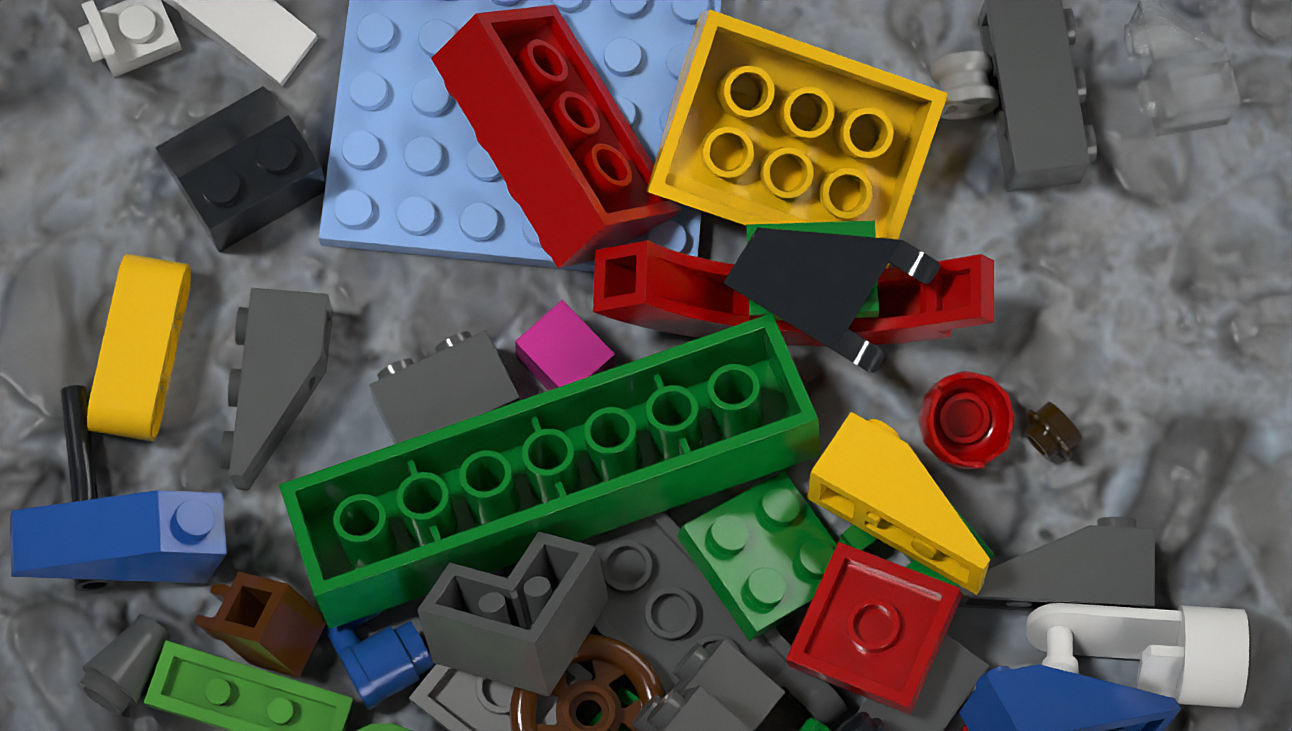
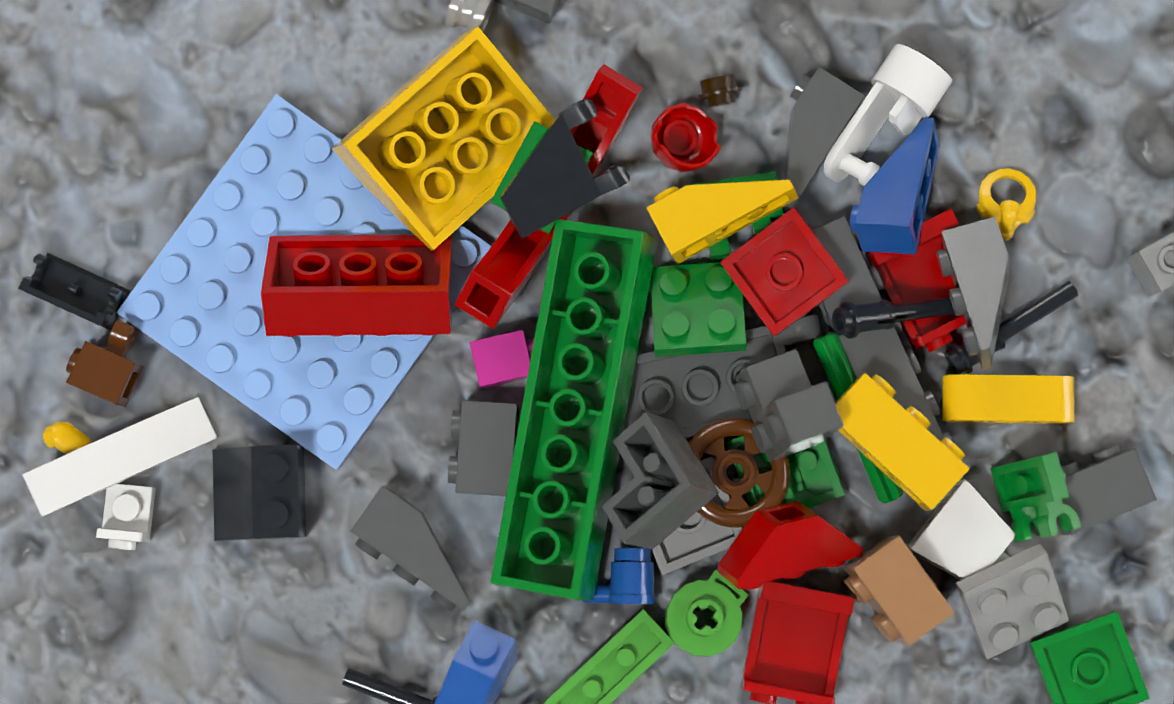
camera: 55 degrees left, 10 degrees up
(139, 347) = (344, 620): yellow beam -> none
(265, 623) = (567, 638): reddish brown brick -> none

